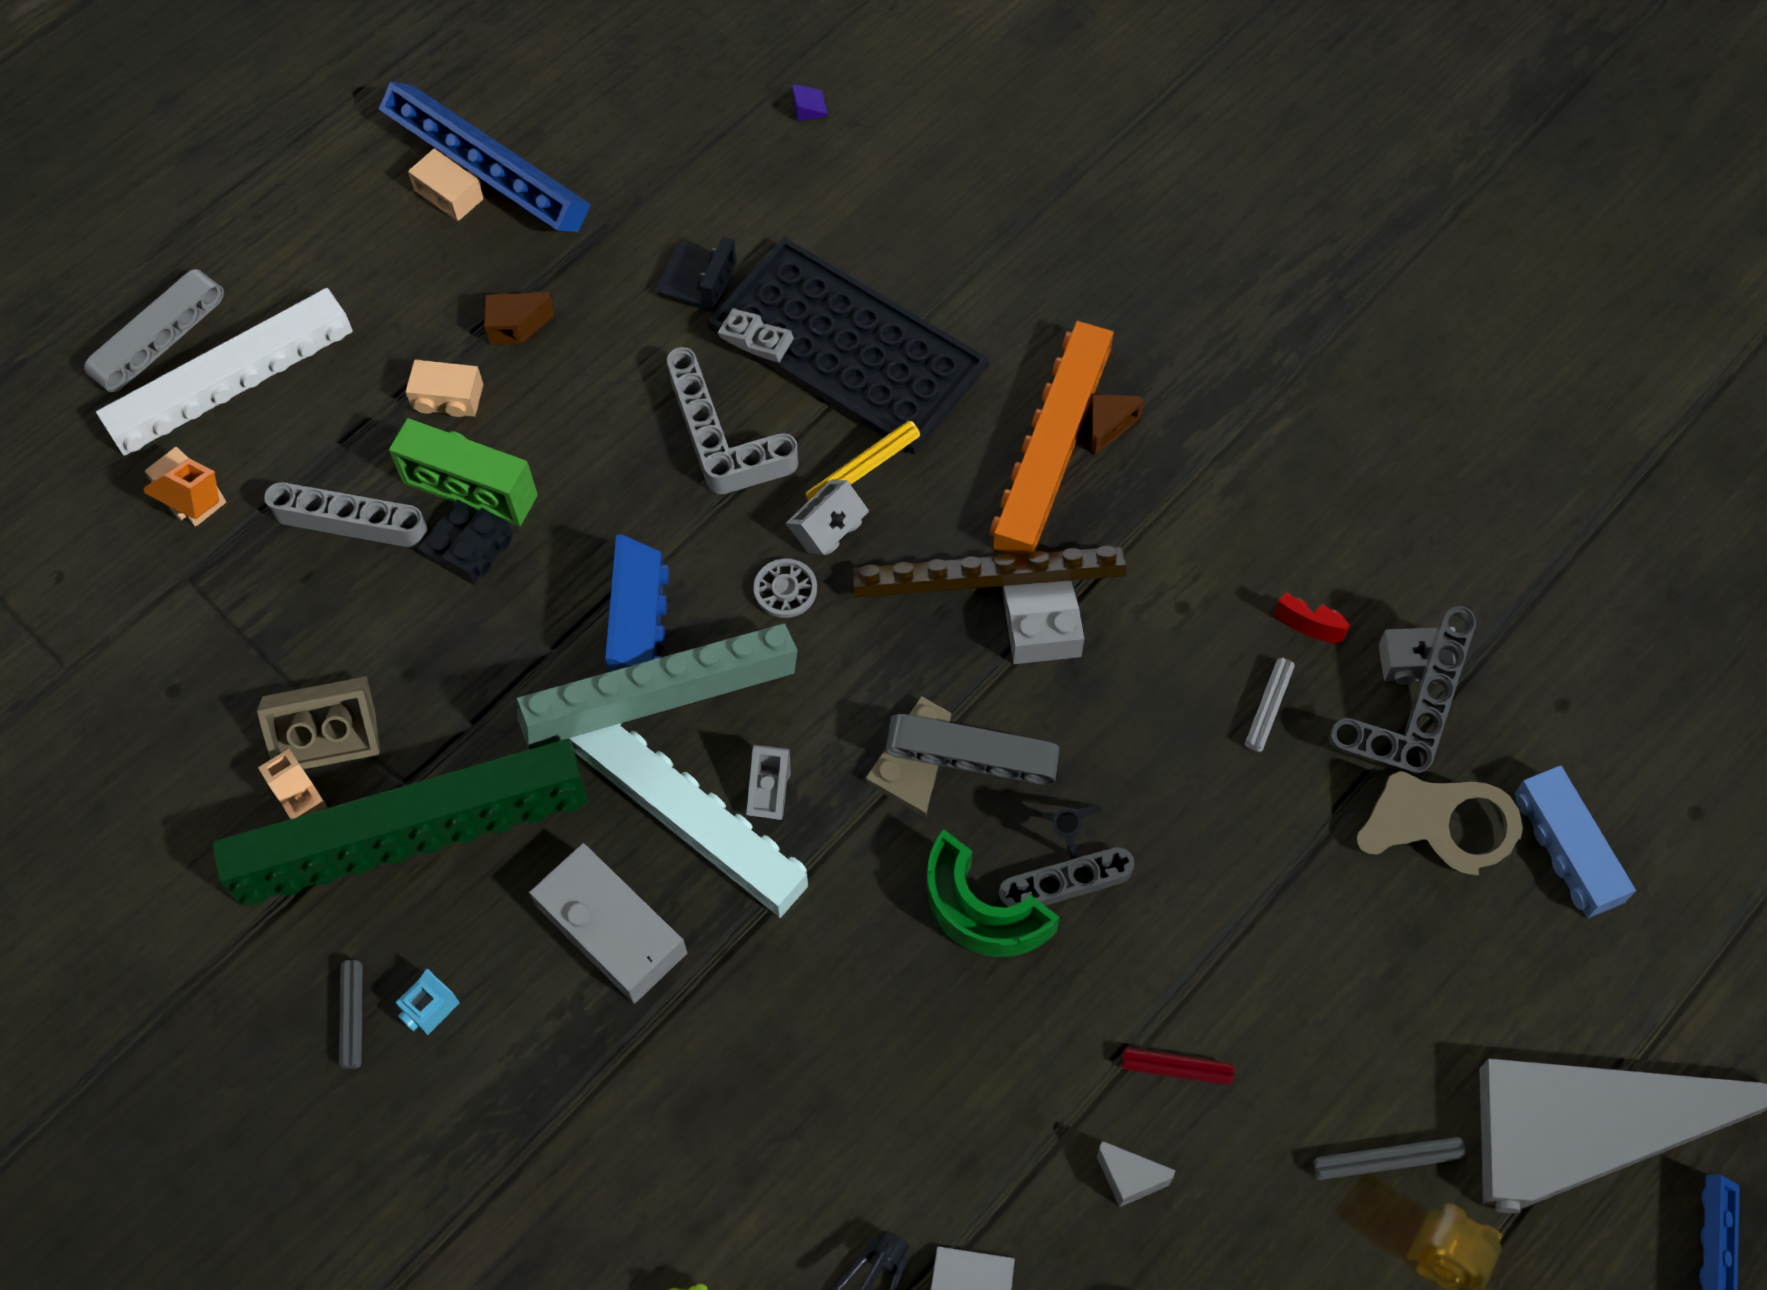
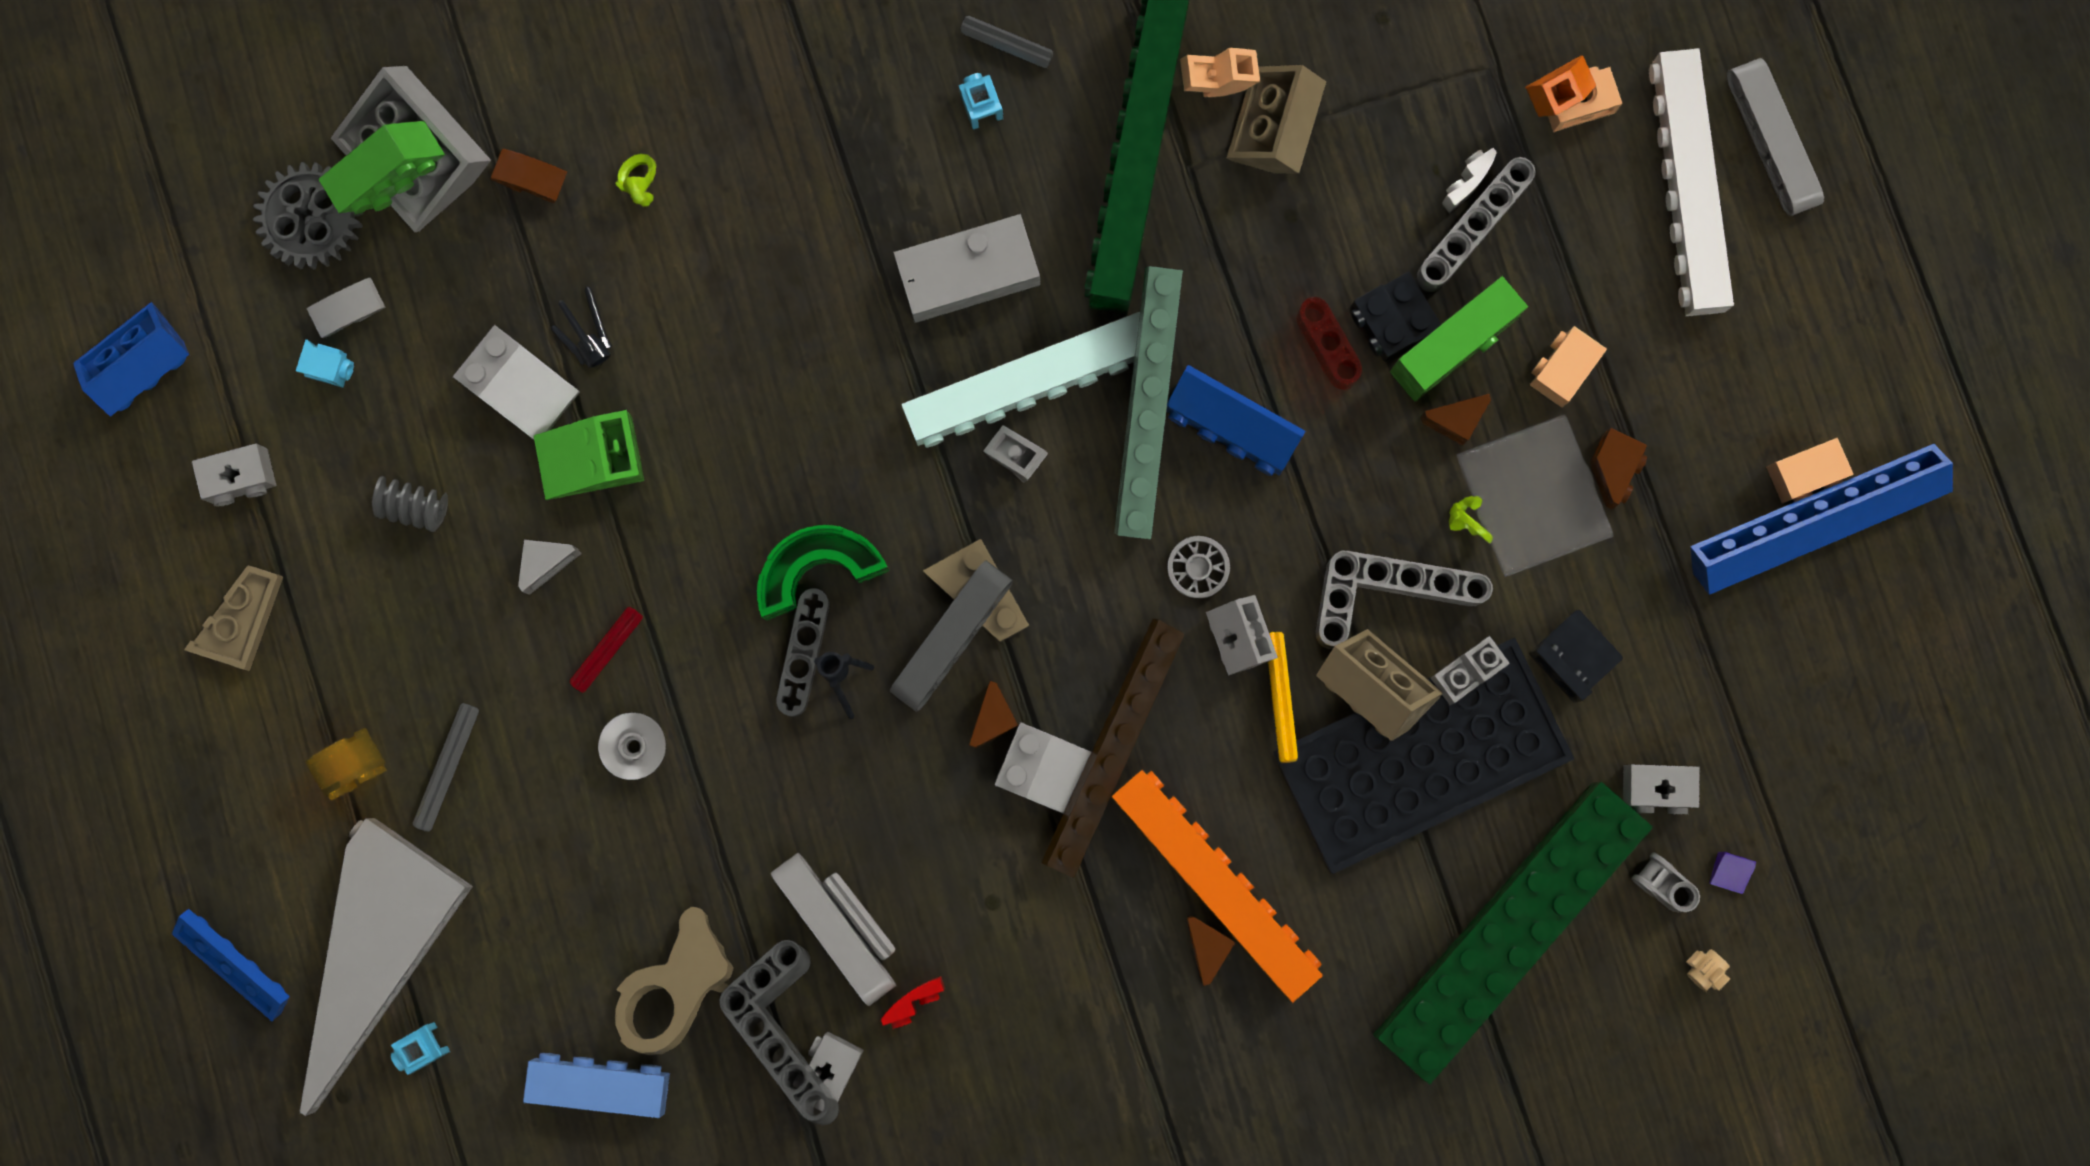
camera: 120 degrees right, 20 degrees up
(300, 536) = (1473, 174): none -> white slope
(518, 593) = (1329, 327): none -> clear red beam
(536, 445) = (1457, 419): none -> reddish brown slope
(573, 368) = (1535, 495): none -> clear piece
(624, 410) = (1461, 520): none -> lime piece
(771, 172) = (1681, 785): none -> light grey brick
(809, 391) = (1378, 684): none -> dark tan slope
(847, 133) = (1662, 881): none -> light grey piece
(896, 81) = (1708, 970): none -> tan gear
(952, 216) = (1512, 931): none -> dark green brick
(999, 1188) = (589, 455): none -> bright green slope
(1025, 681) = (994, 718): none -> reddish brown slope
(1254, 967) = (615, 742): none -> light grey dish
(1295, 718) = (833, 929): none -> light grey beam
(1660, 1023) = (417, 1050): none -> medium azure window

